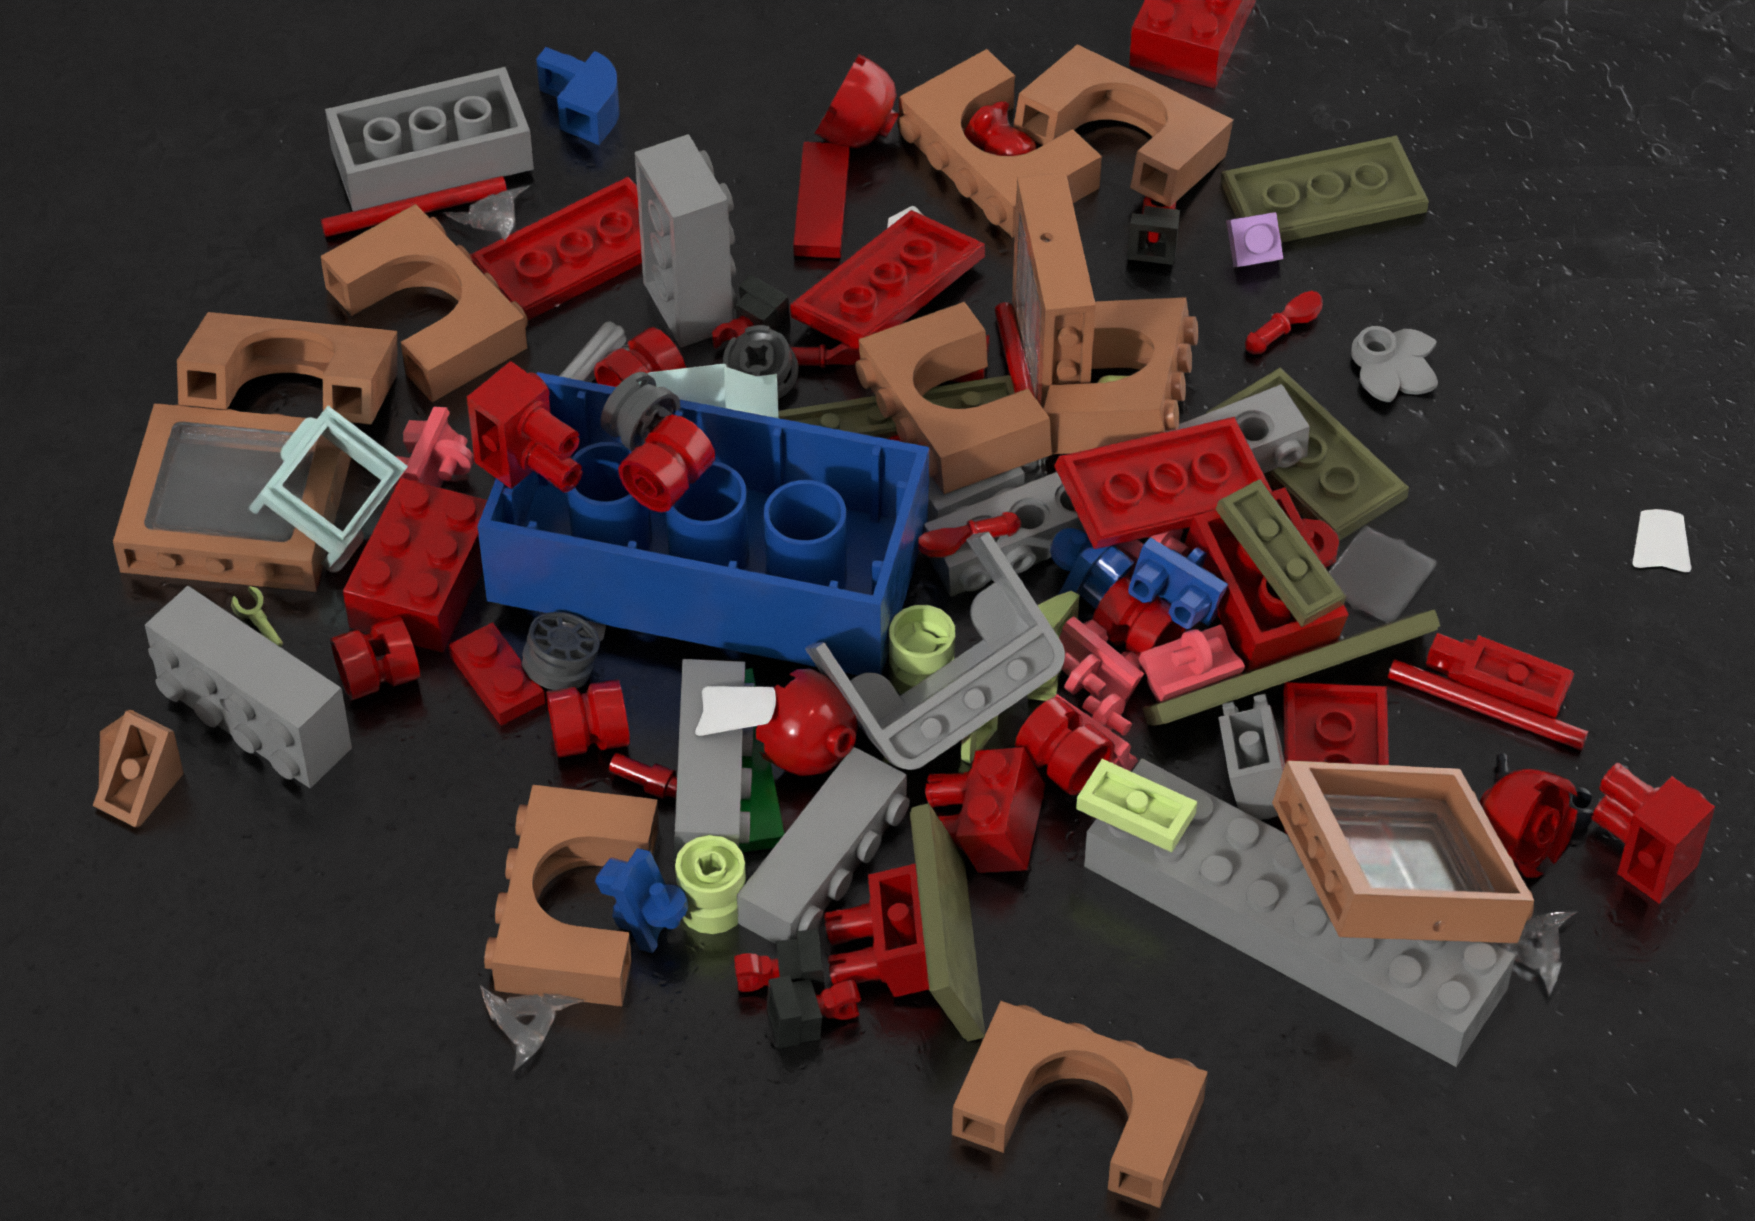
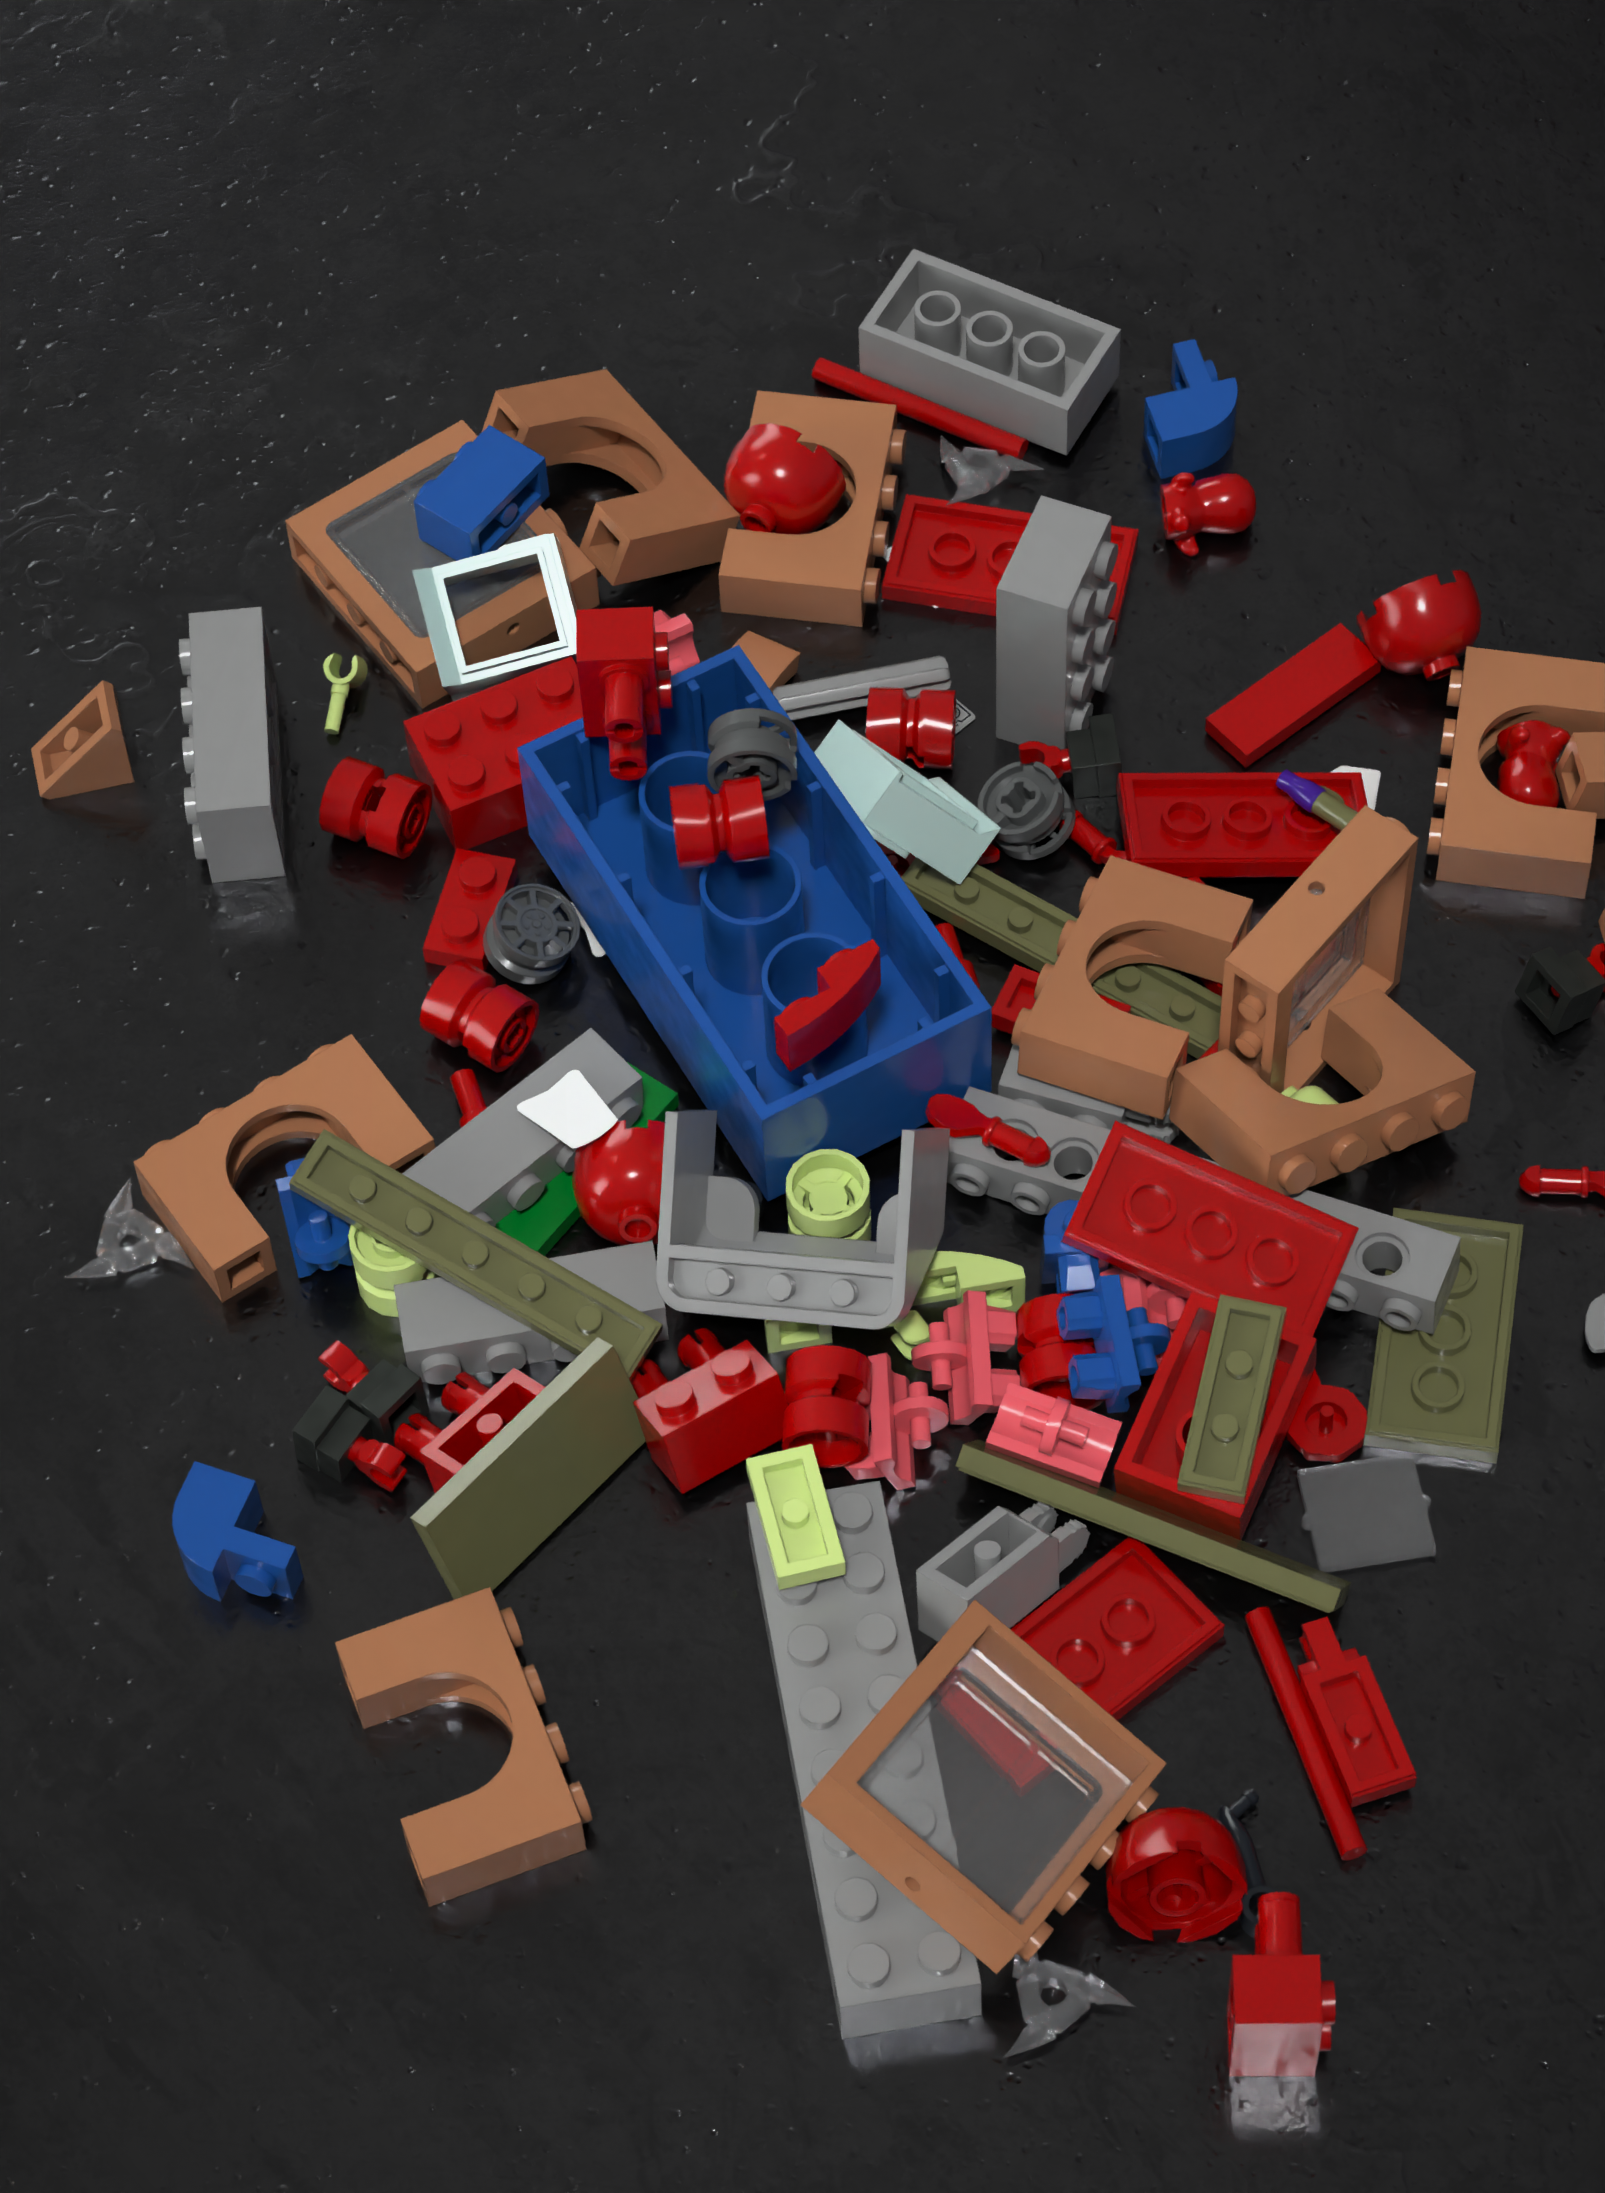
camera: 50 degrees right, 5 degrees up
(235, 429) = (481, 496): none -> blue brick
(401, 291) = (781, 482): none -> red cylinder
(657, 125) = (1211, 505): none -> red animal
(769, 832) = (470, 1252): none -> olive tile
(803, 1128) = (217, 1539): none -> blue brick
(849, 499) = (844, 992): none -> red slope
(928, 234) = (1316, 799): none -> piece

